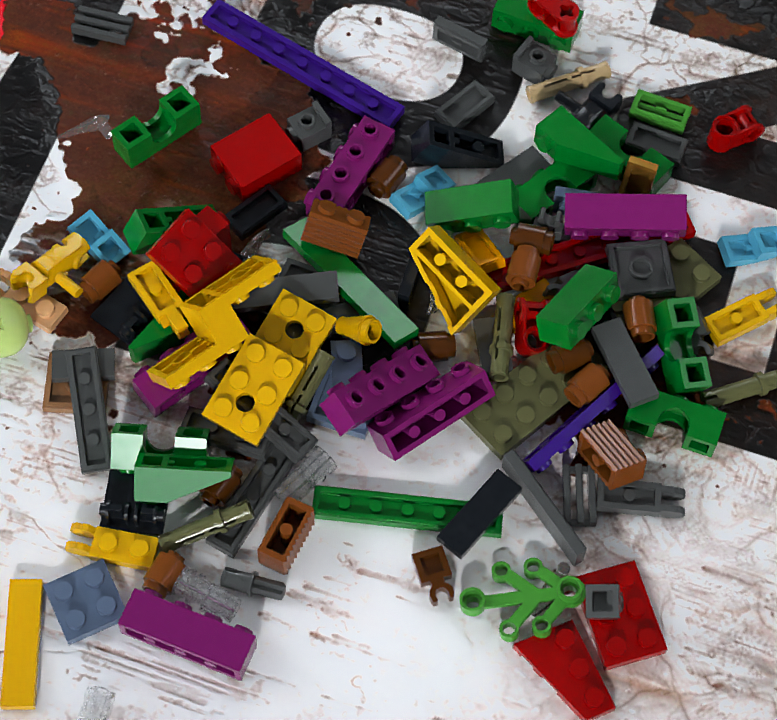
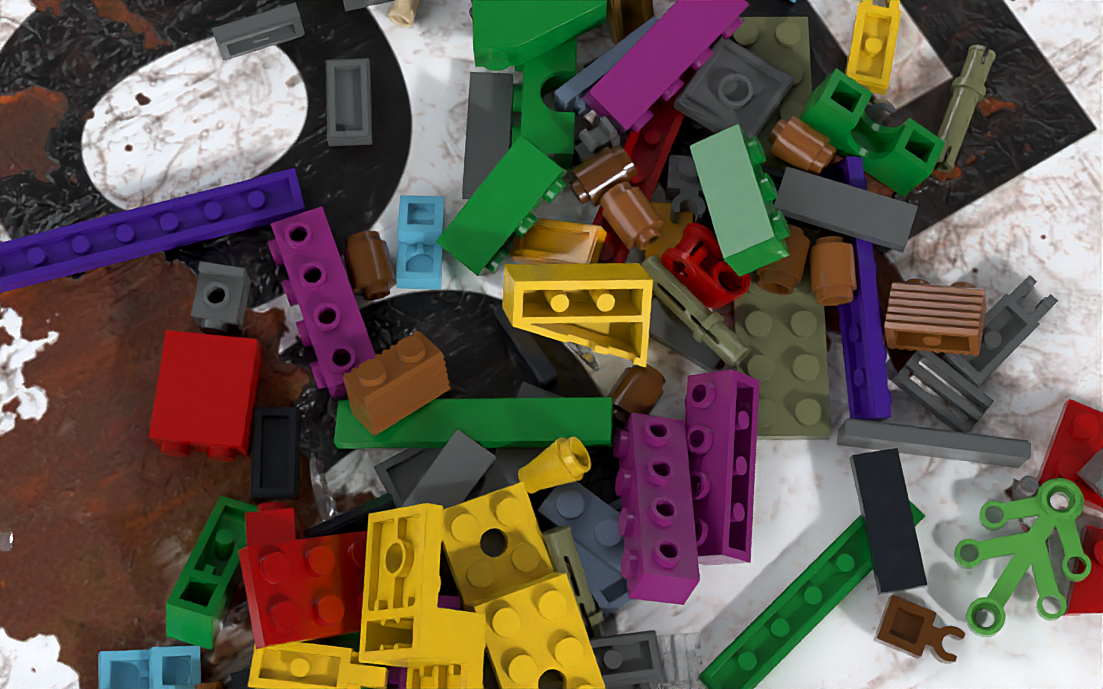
camera: 50 degrees left, 10 degrees up
(175, 117) = (64, 448): green arch -> none
(454, 147) = (399, 159): black slope -> none
(699, 422) = (970, 193): green arch -> none

